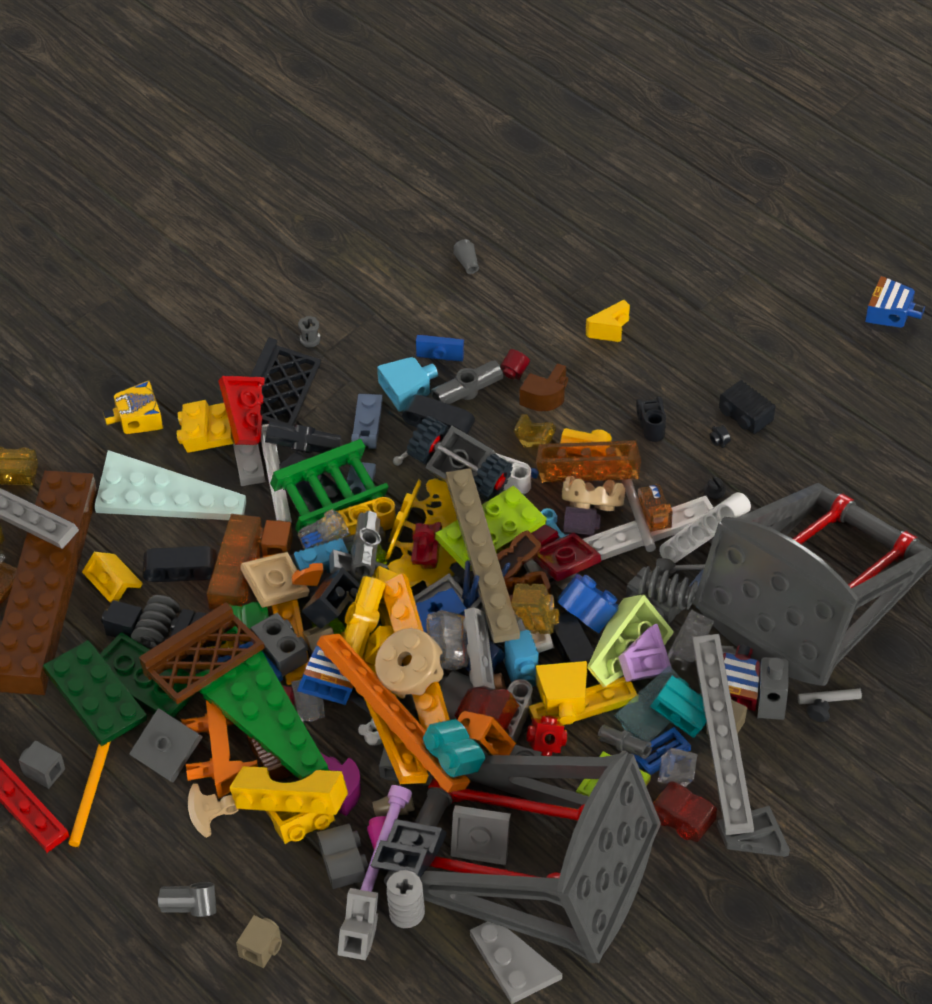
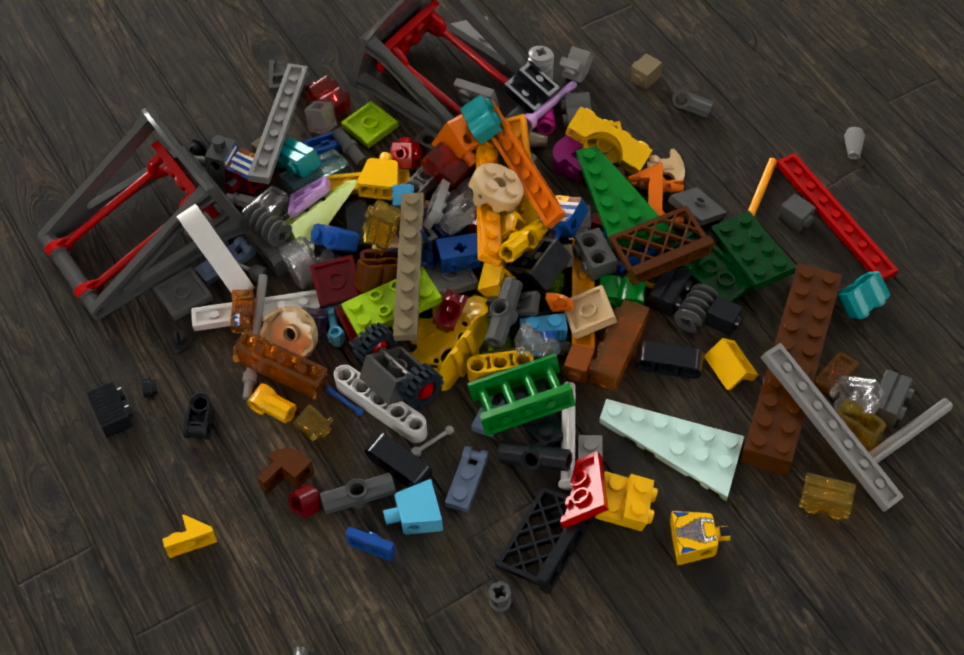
camera: 165 degrees left, 5 degrees up
(617, 572) = (297, 257): none -> clear brick

